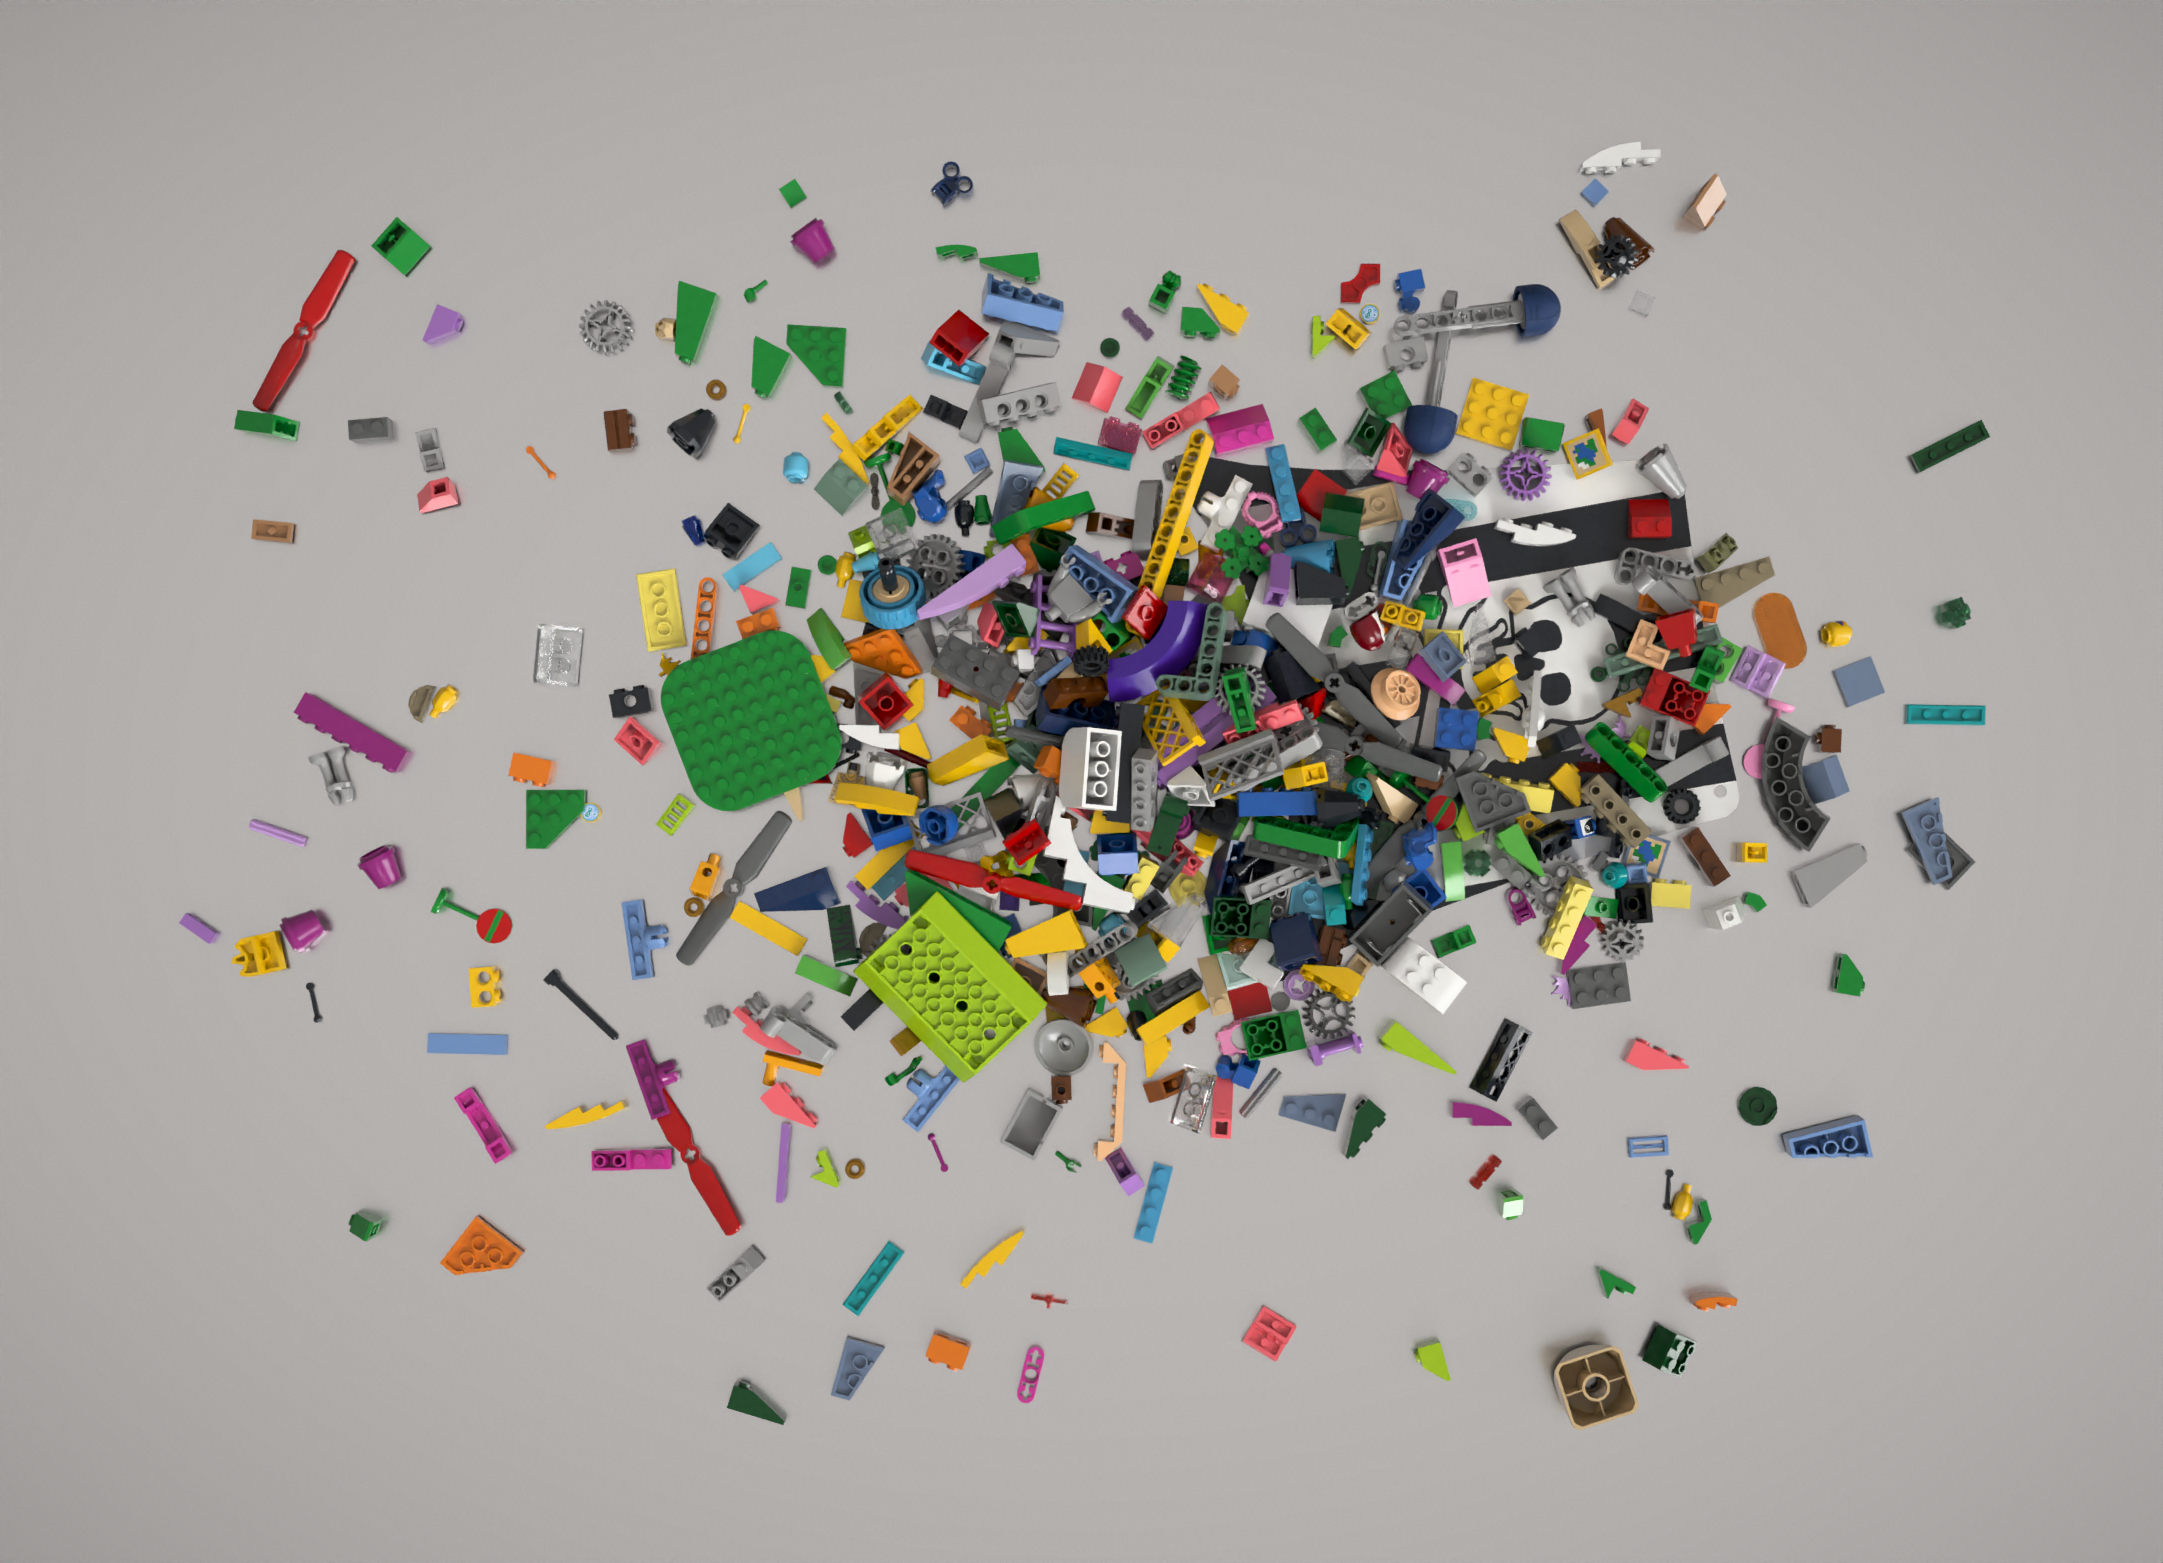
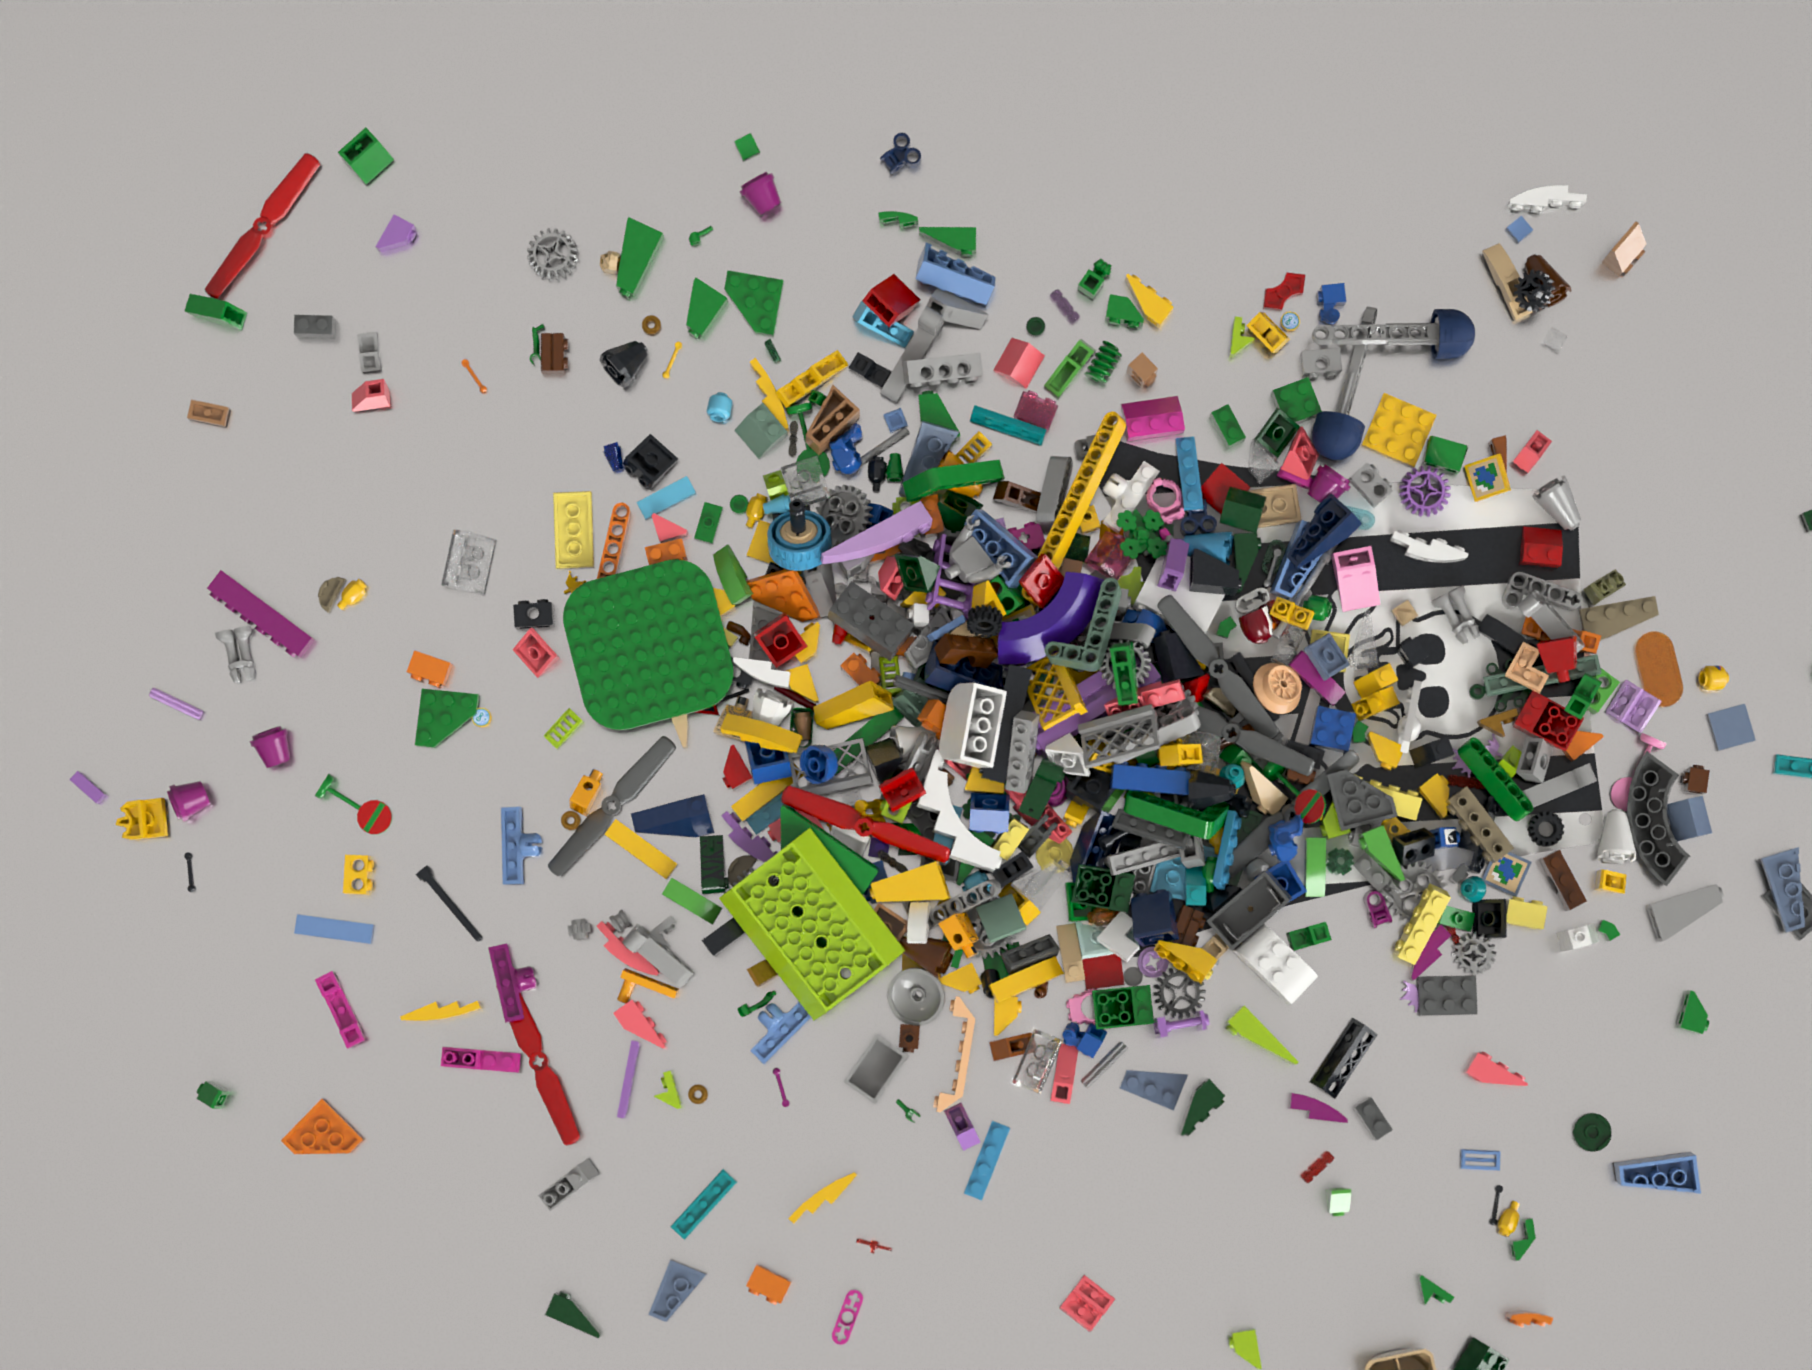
camera: 10 degrees right, 5 degrees down
(599, 421) = (535, 343): none -> green piece
(1013, 907) = (892, 861): none -> clear smoke piece
(1181, 420) = (1097, 403): coral slope -> none
(1637, 873) = (1495, 888): medium blue tile -> none
(1754, 808) = (1616, 839): none -> white cone

